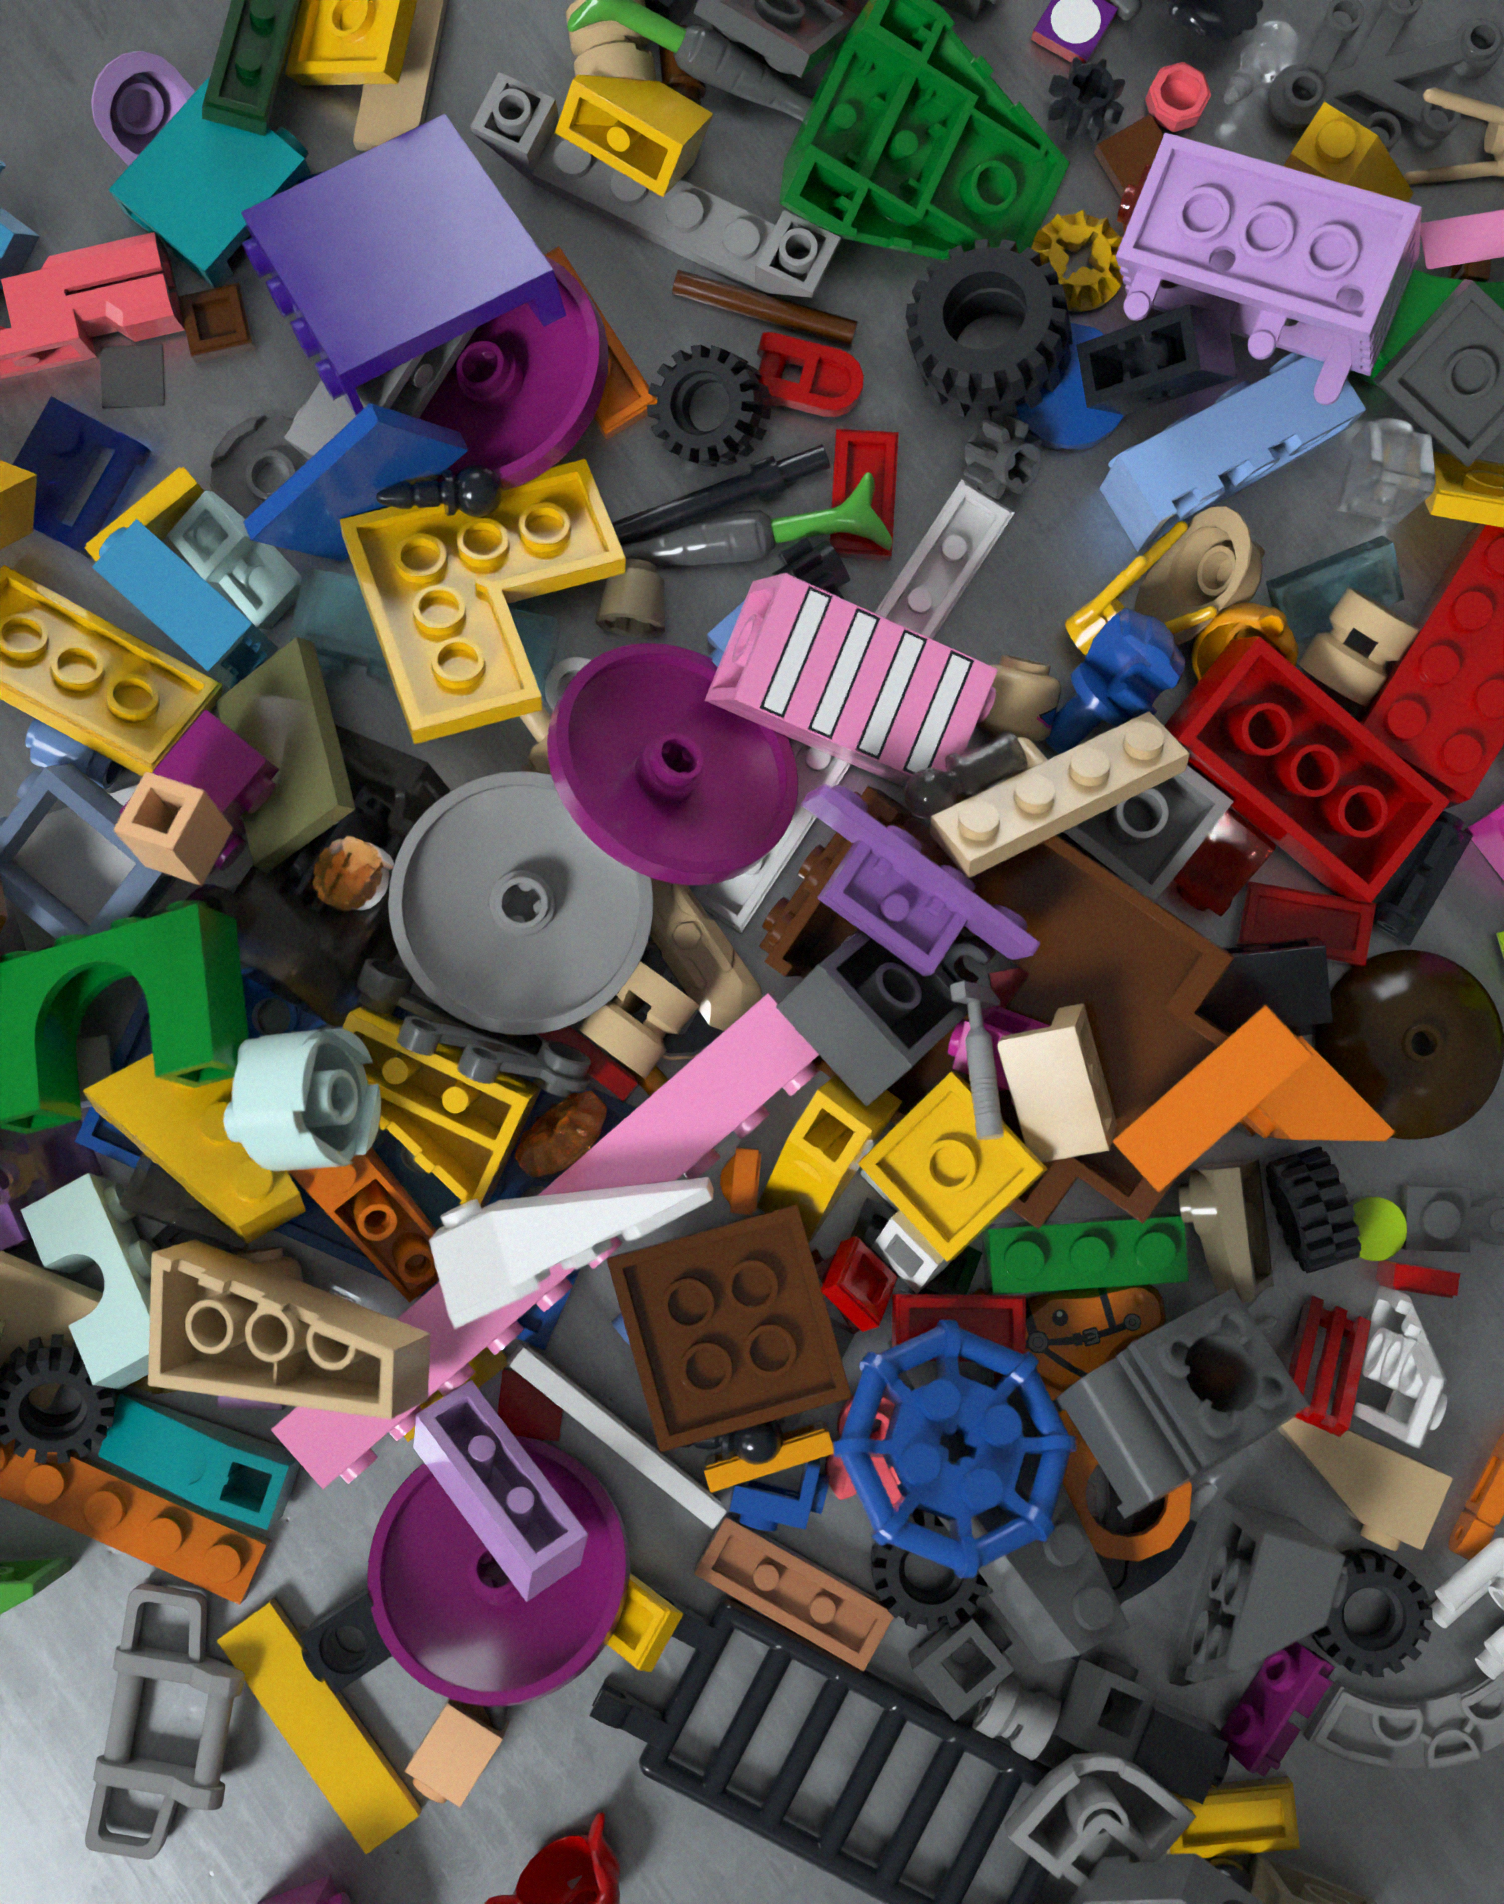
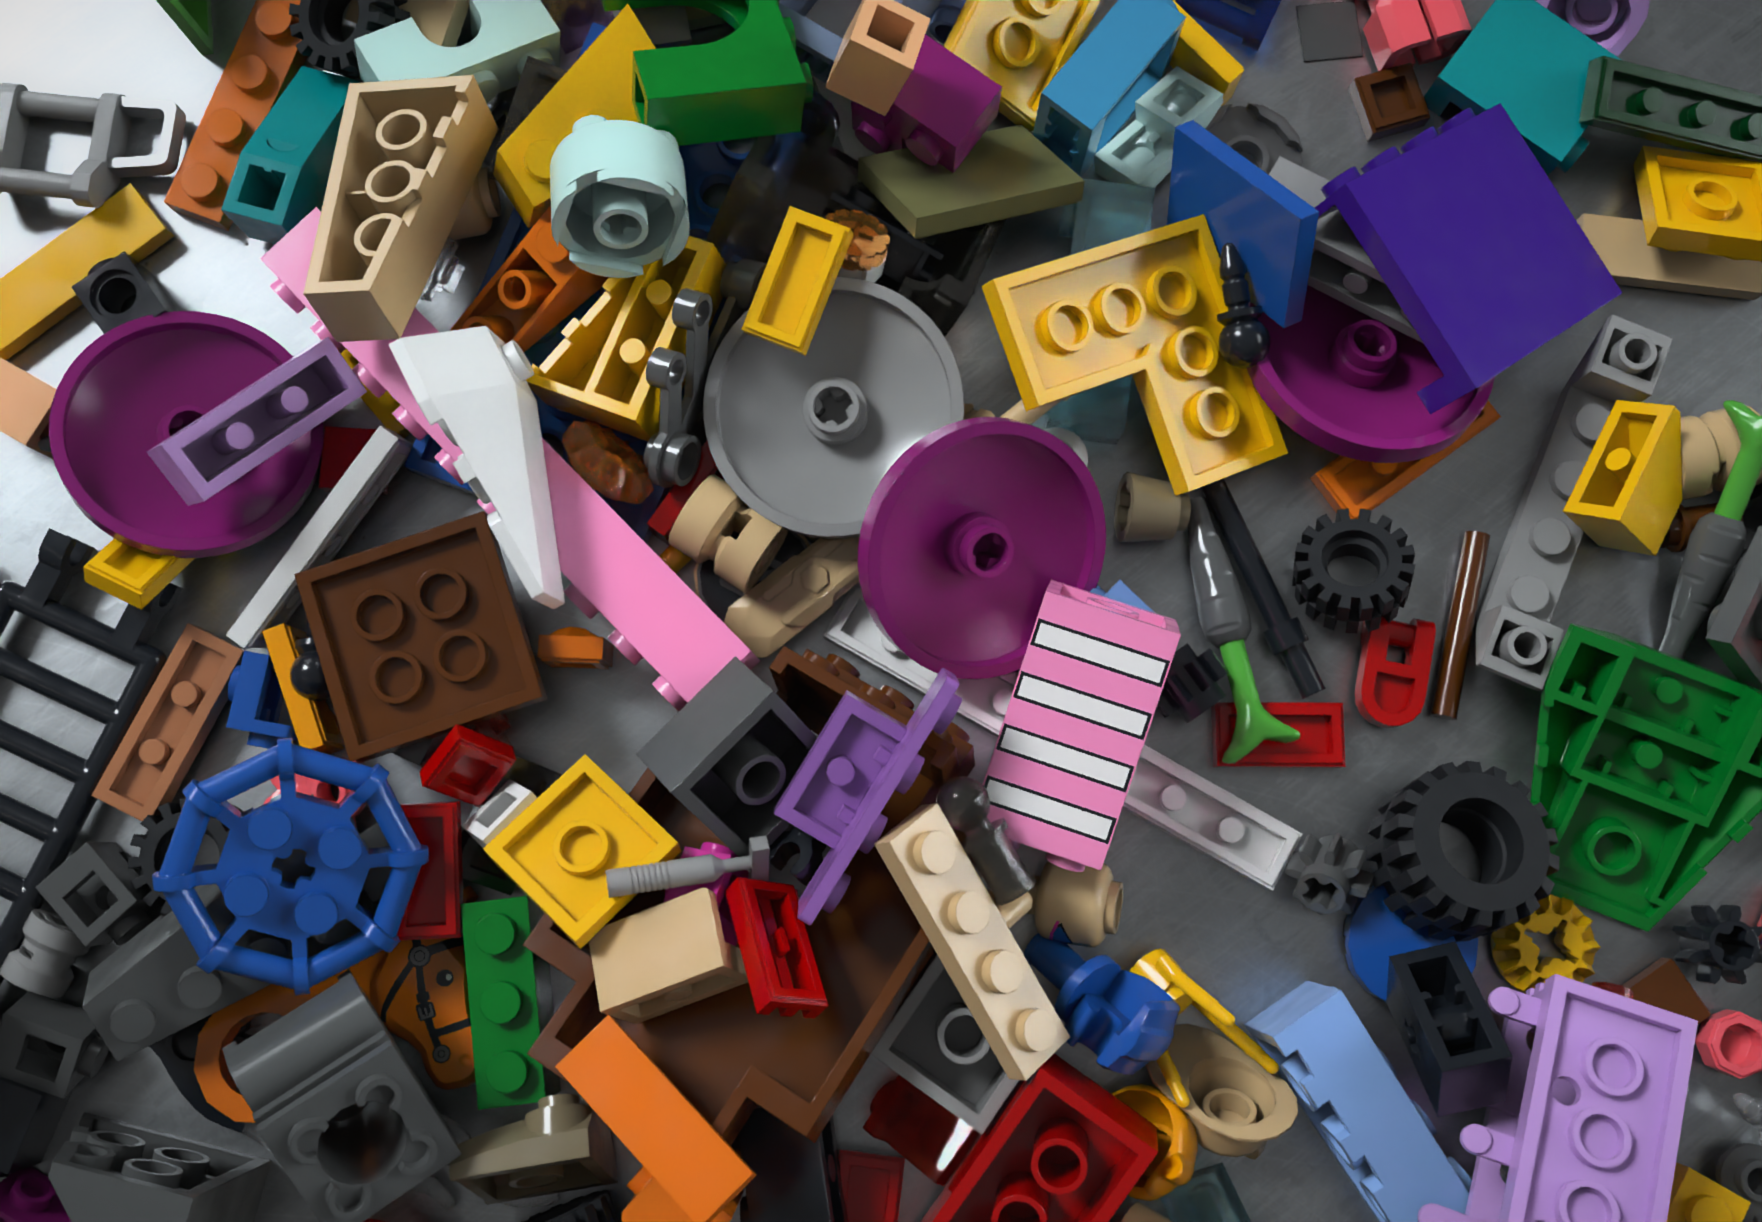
camera: 90 degrees right, 5 degrees down
(393, 929) = (797, 280): none -> yellow tile
(825, 1152) = (599, 721): yellow slope -> none
(1057, 980) = (765, 948): none -> red tile

